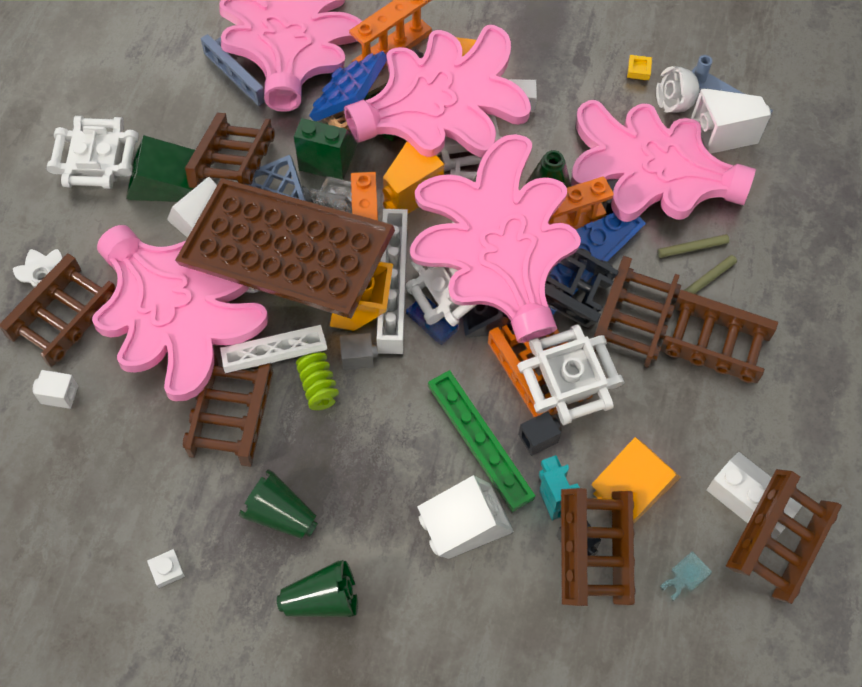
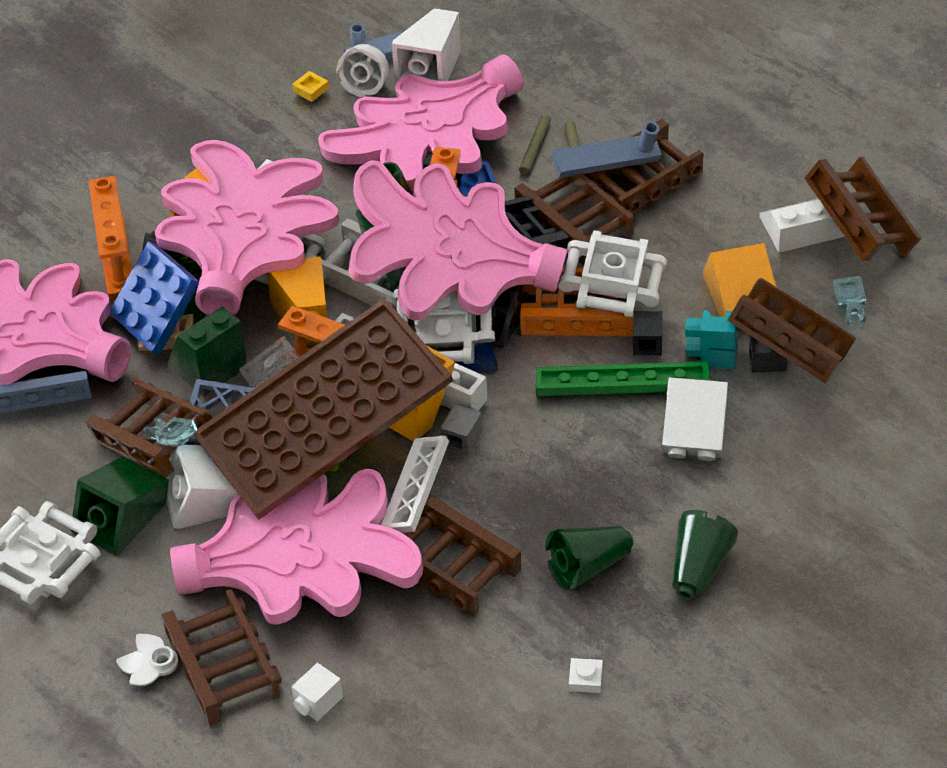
camera: 55 degrees left, 15 degrees down
(213, 166) = (171, 433): none -> clear light blue plate
(317, 380) = (471, 471): lime piece -> none
(703, 302) = (609, 154): none -> sand blue piece

